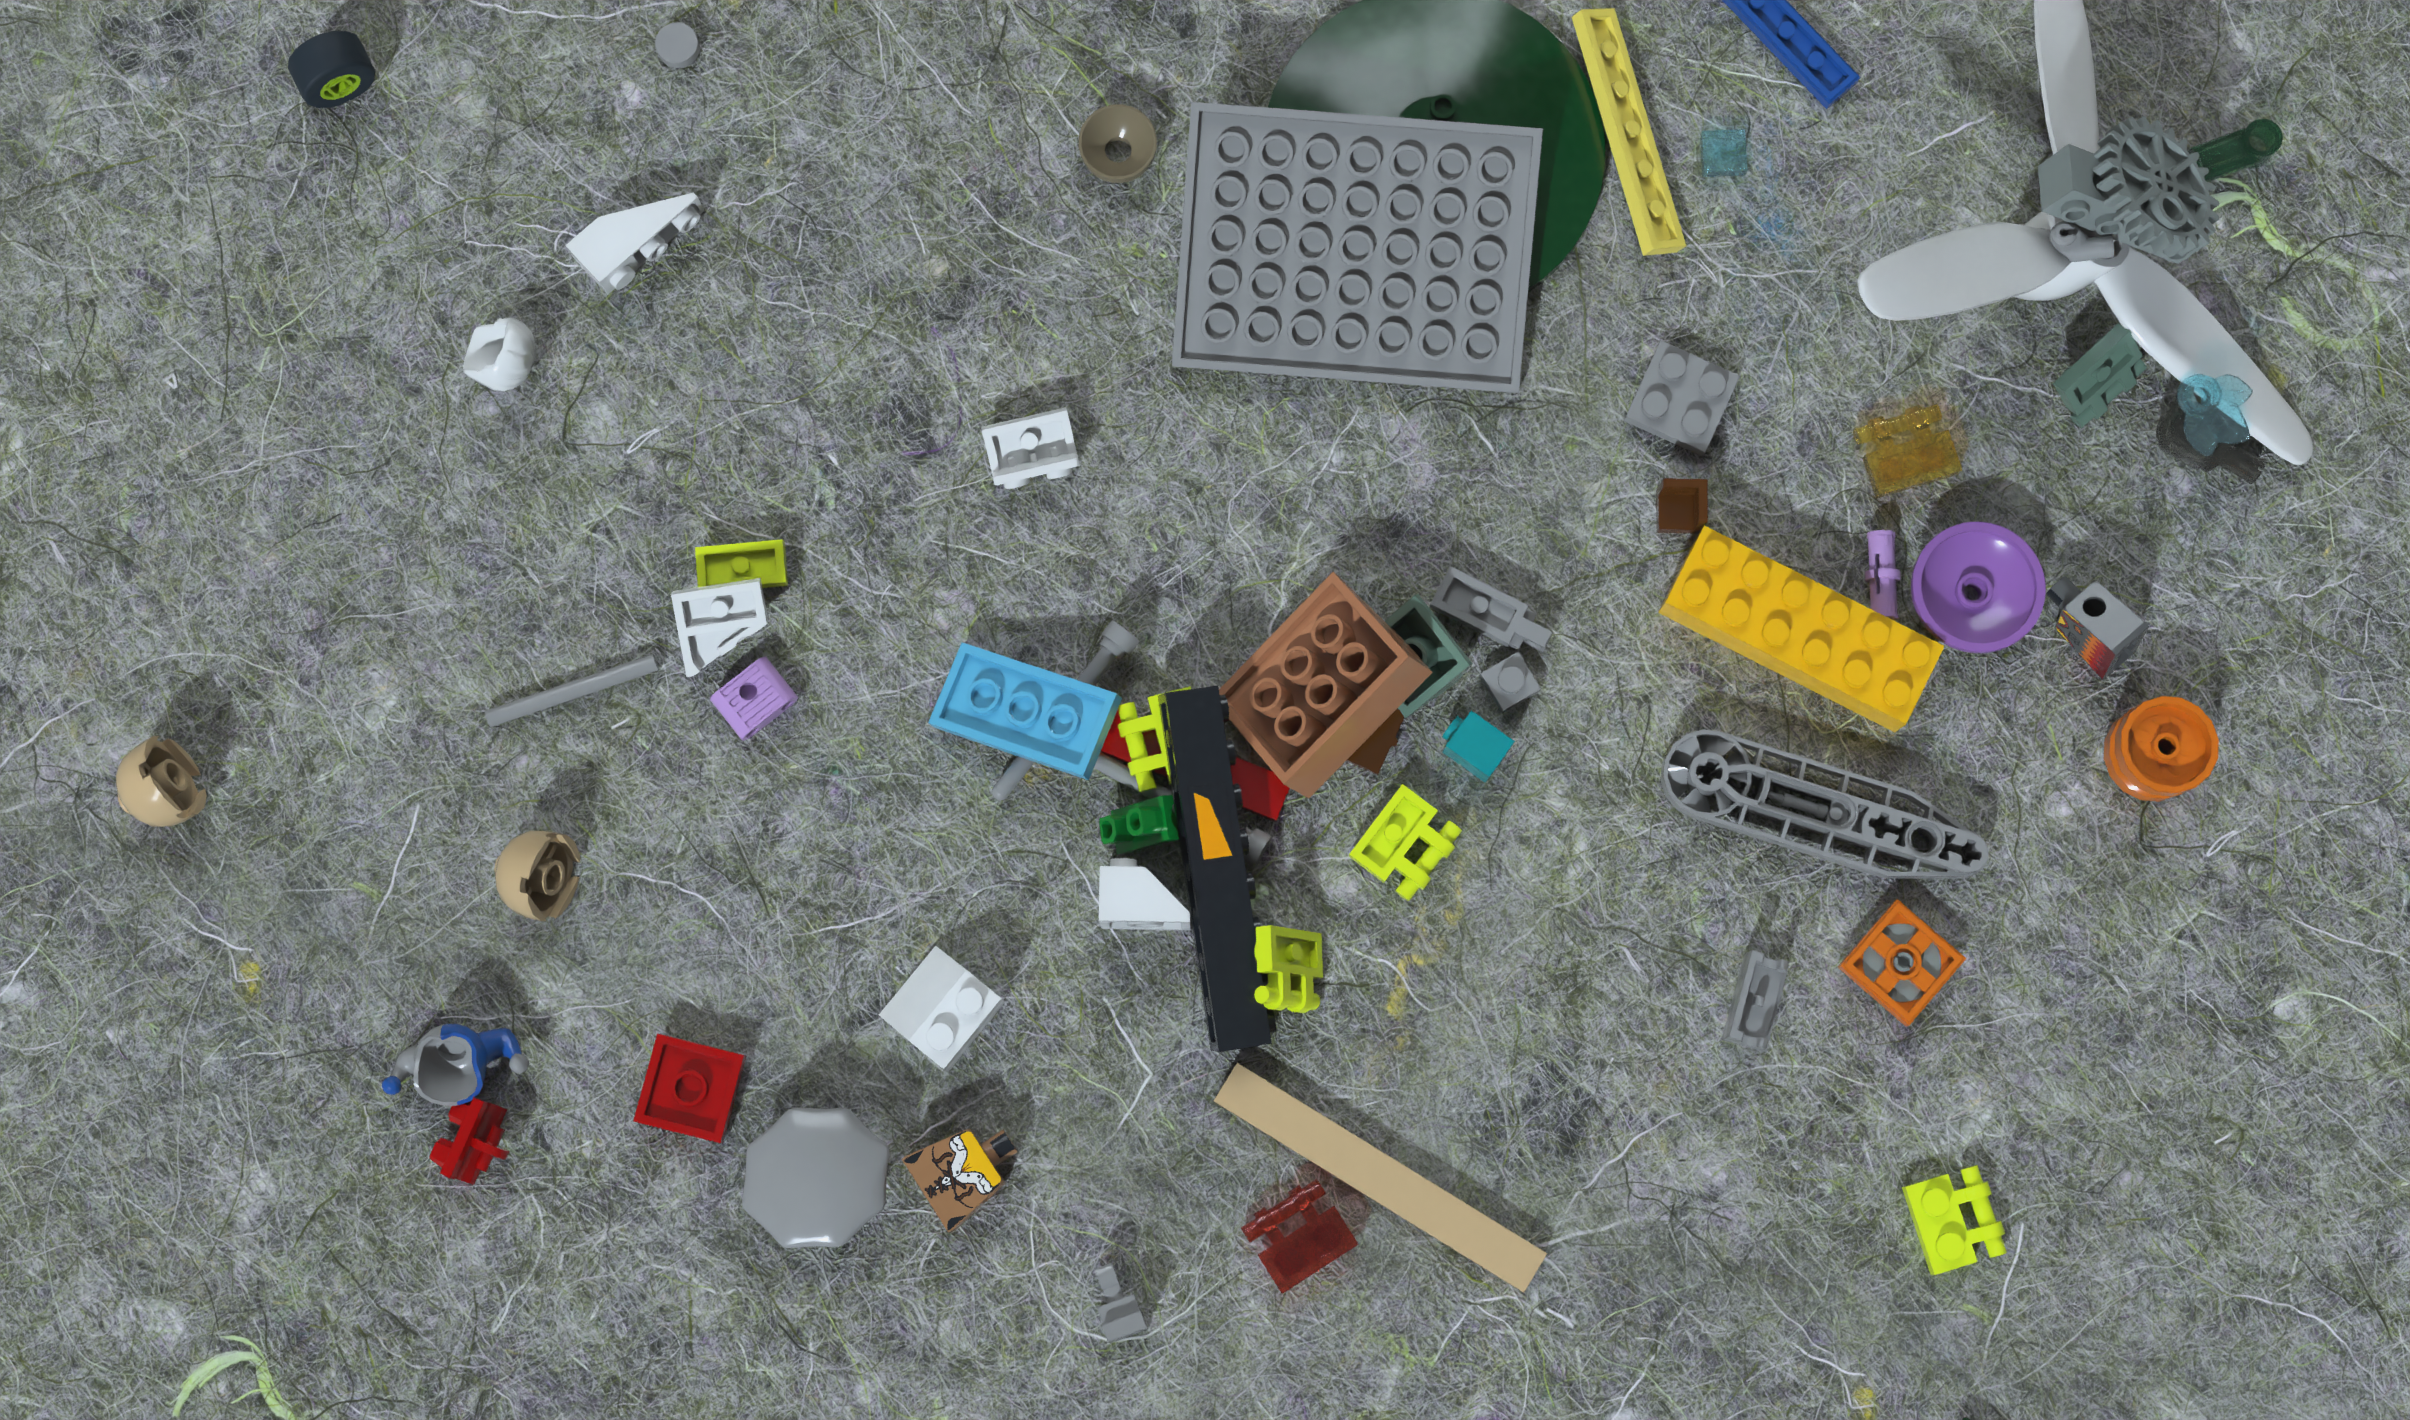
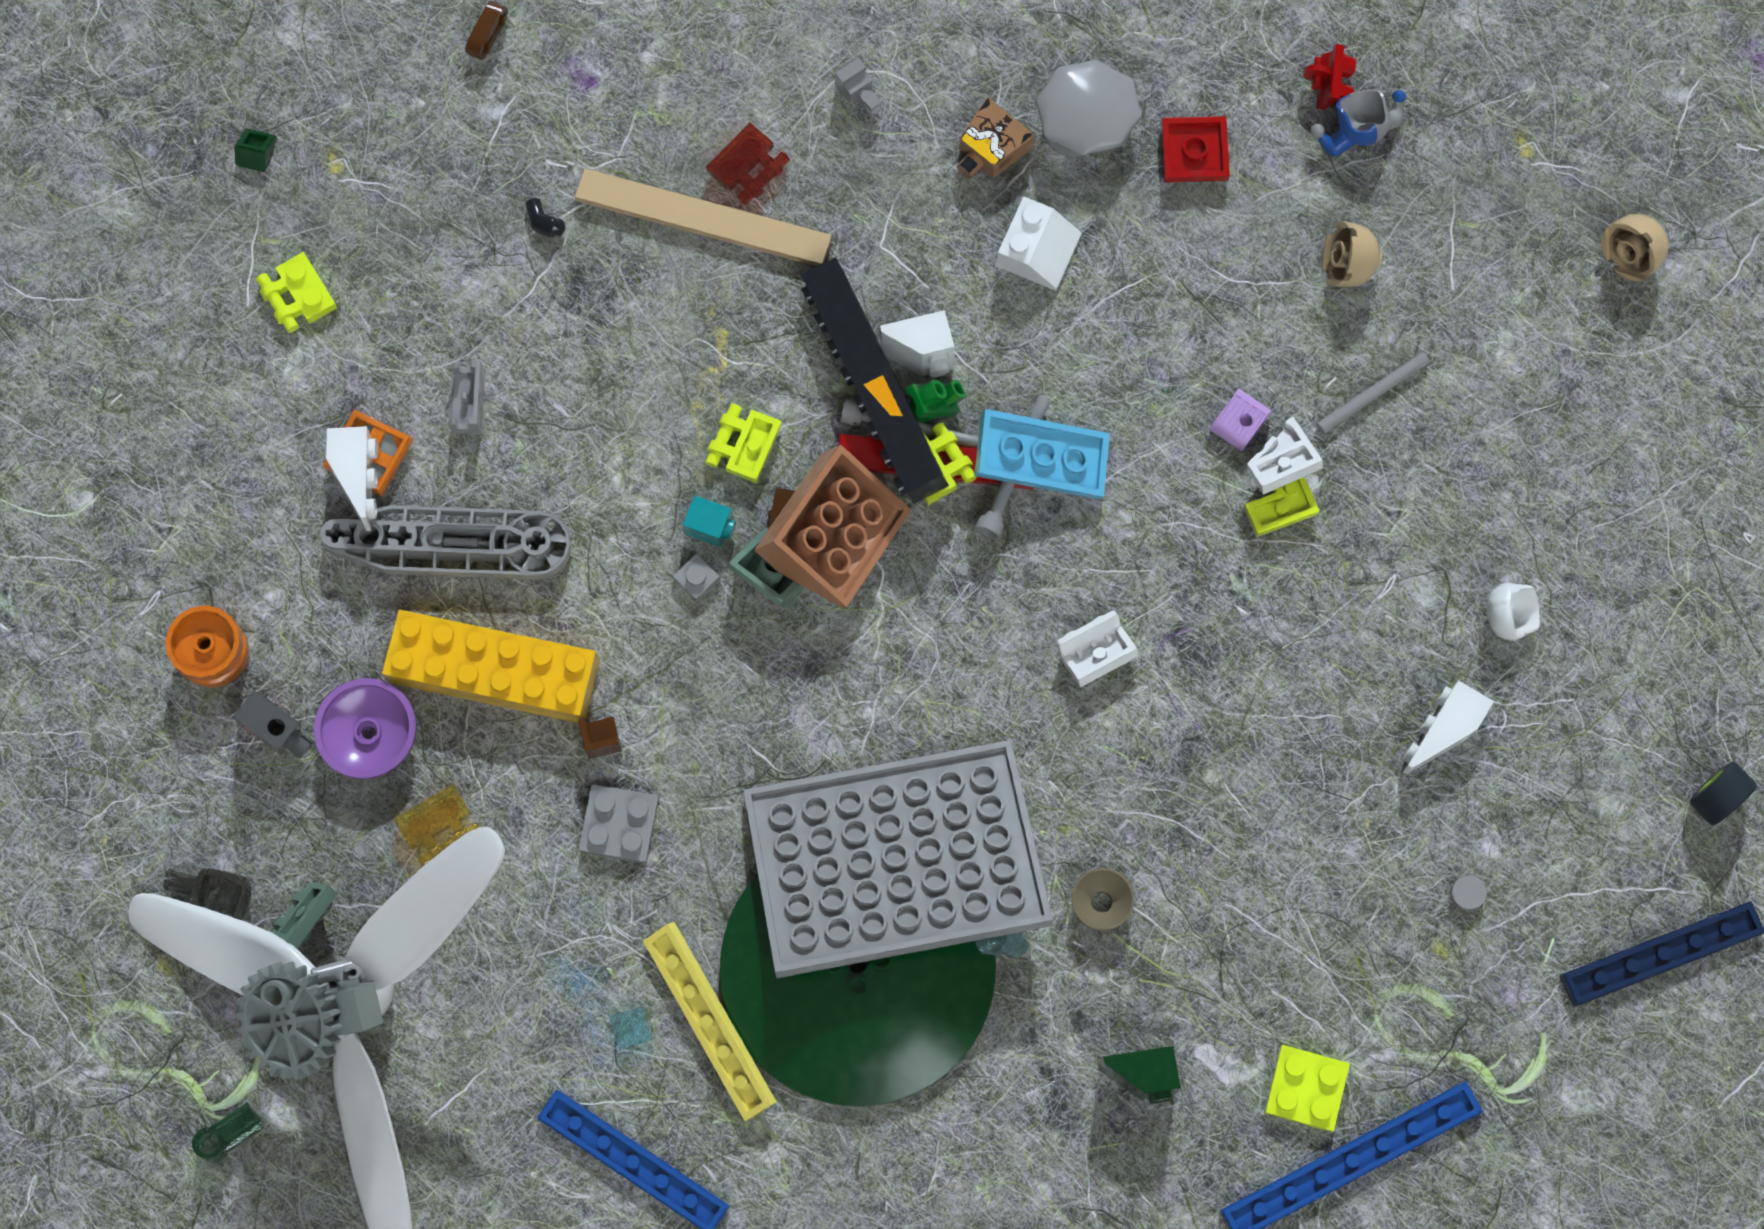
camera: 165 degrees right, 5 degrees down
(1292, 962) = (803, 336): neon yellow plate -> none
(1488, 611) = (725, 621): light grey hinge -> none
(1599, 1228) = (541, 222): none -> black arm
(1883, 573) = (438, 727): lavender pin -> none
(1931, 931) = (350, 460): none -> white slope
(2219, 413) = (207, 900): clear light blue plate -> none

